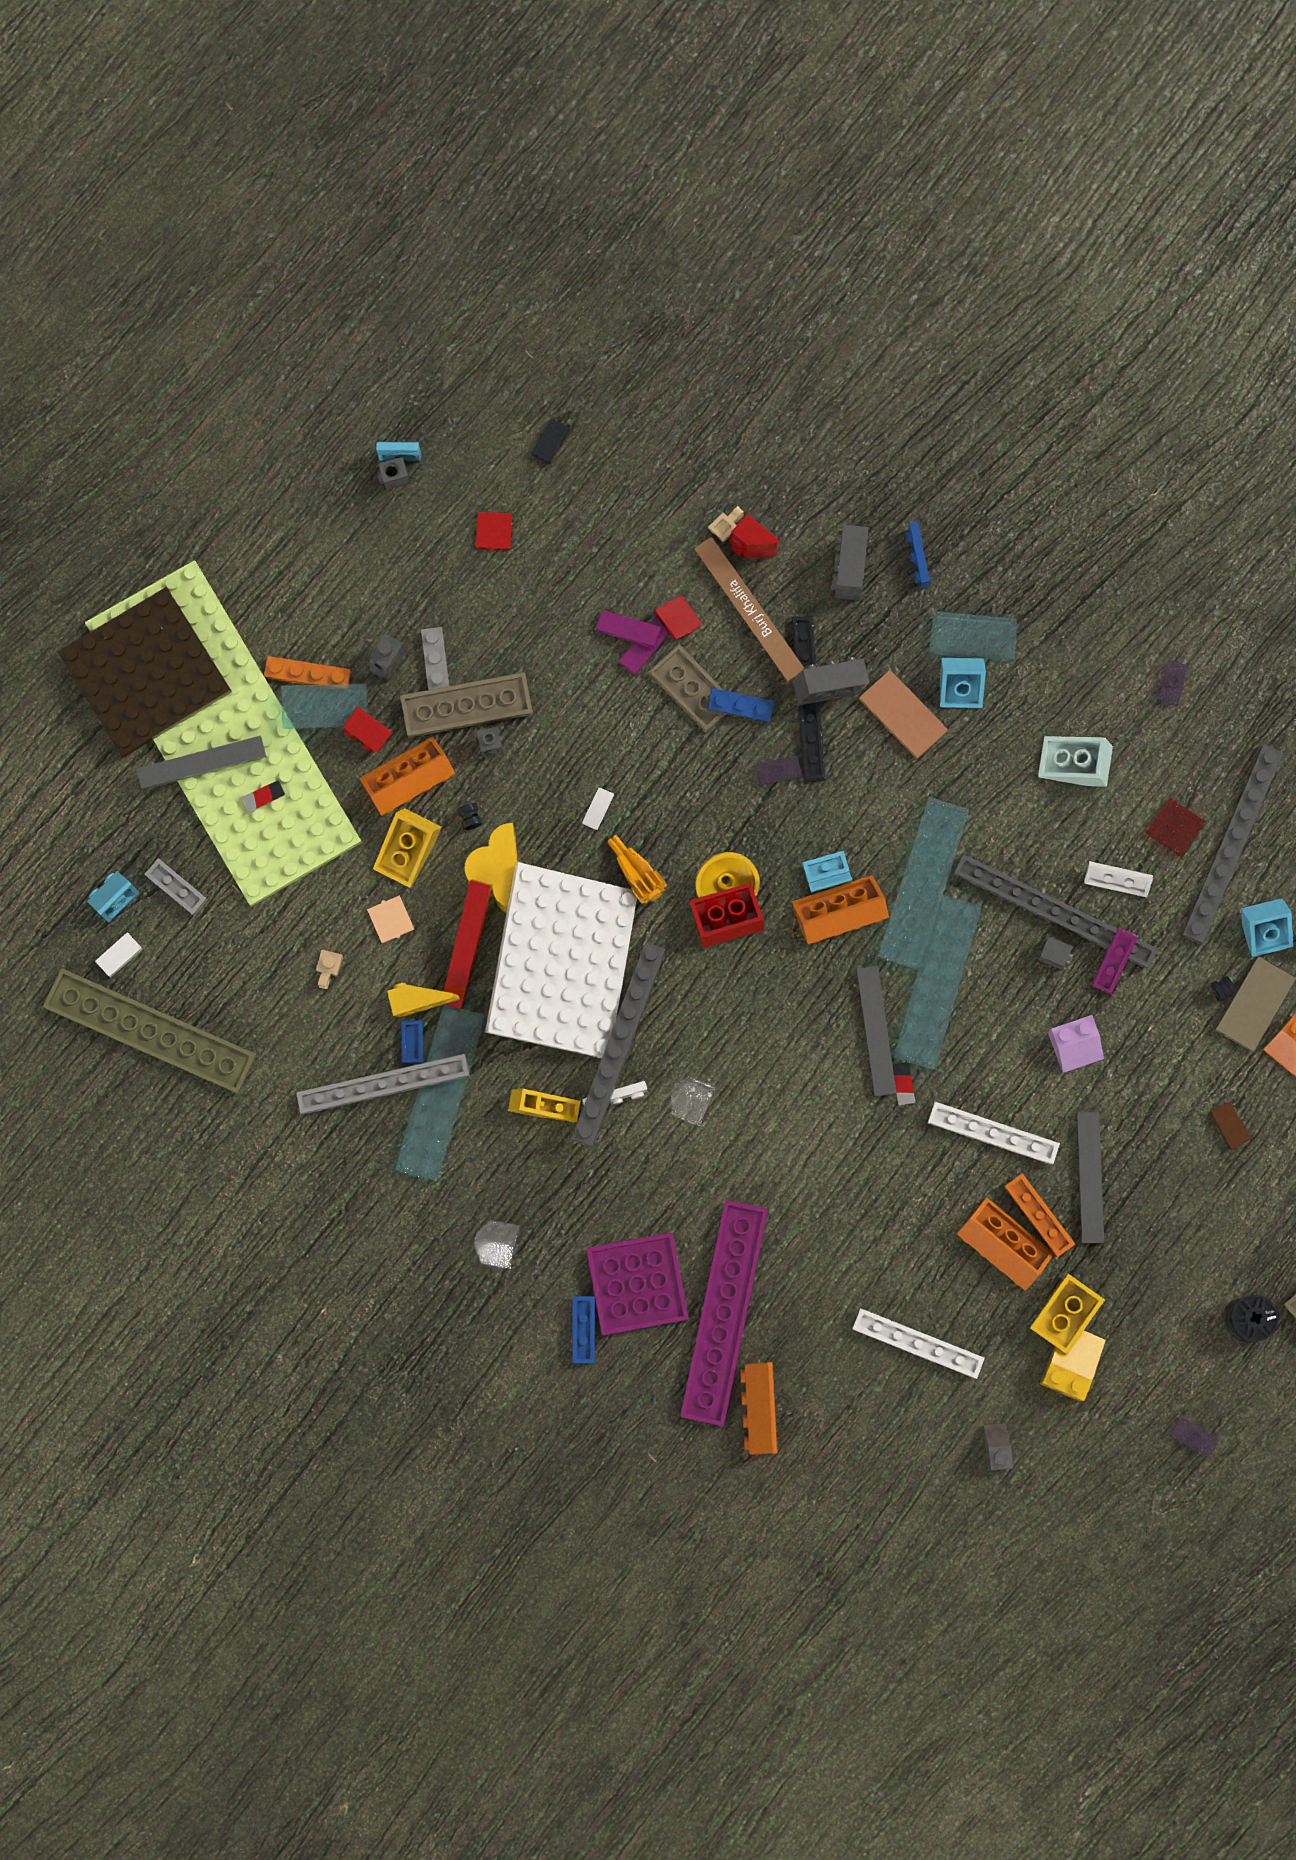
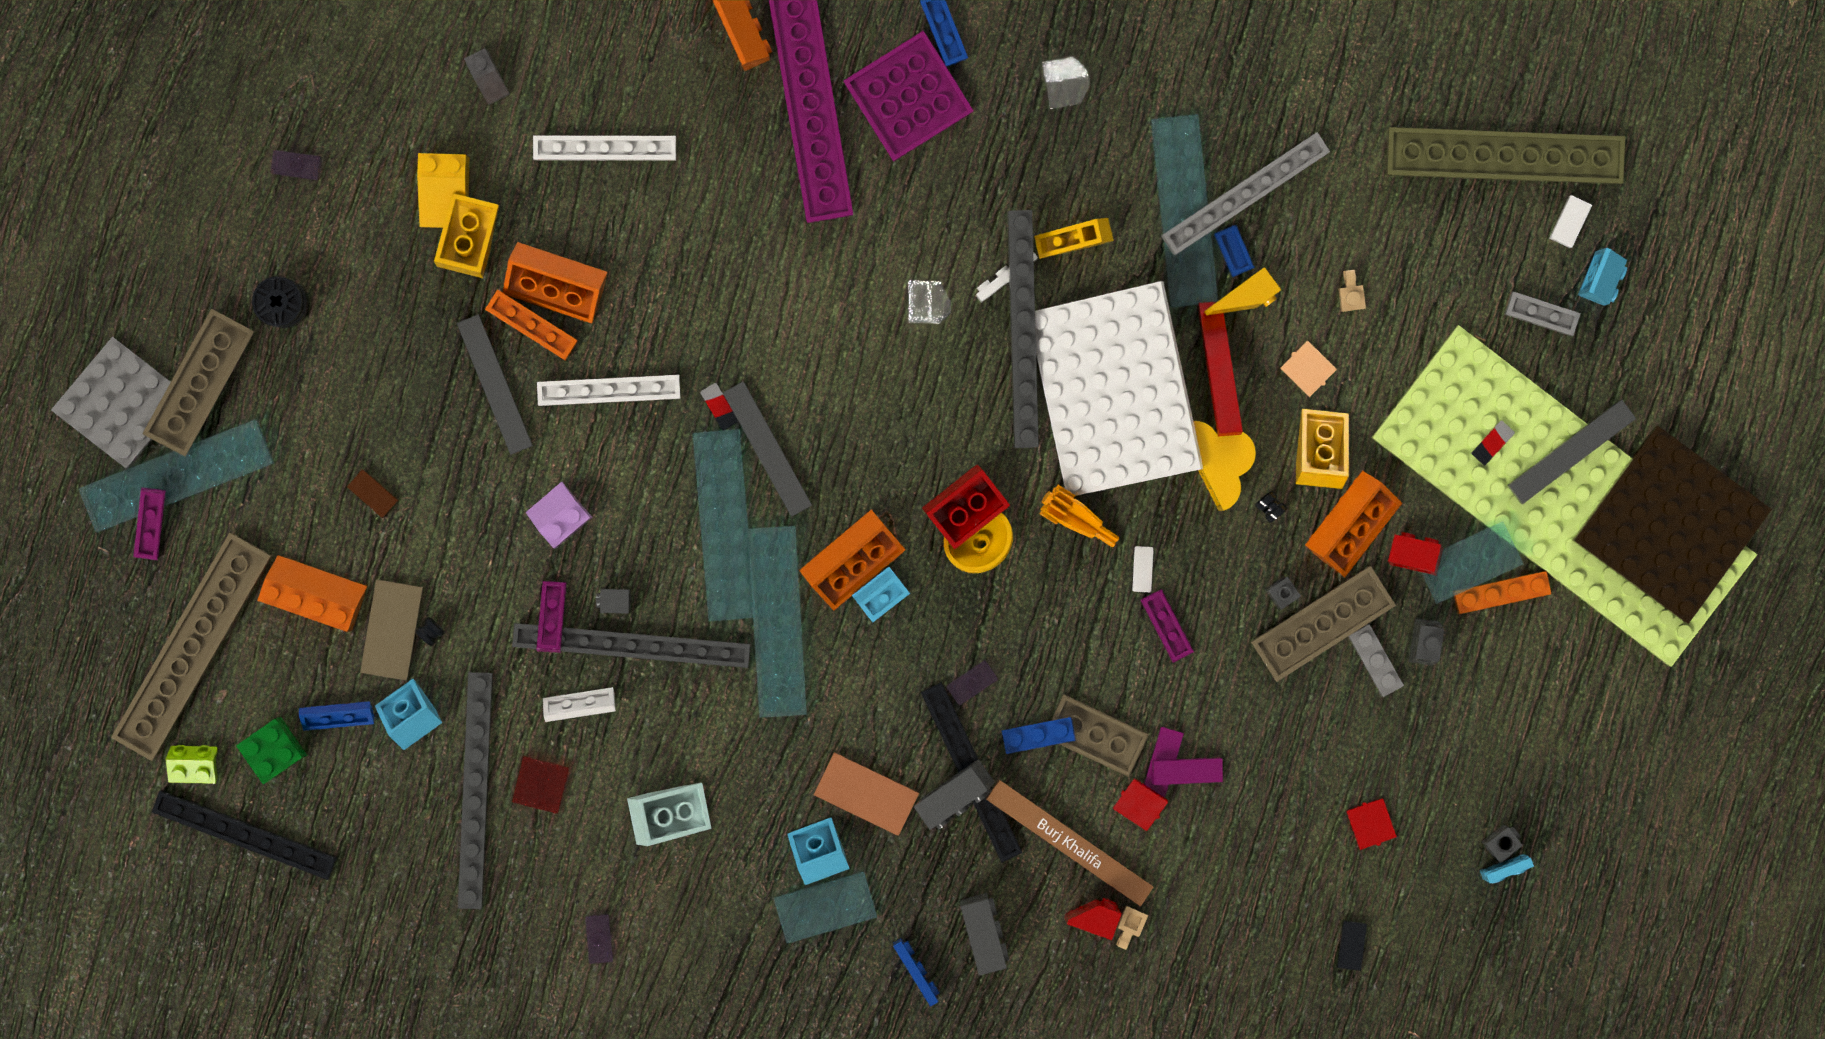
camera: 155 degrees right, 10 degrees up
(597, 754) = (1166, 625): none -> magenta tile

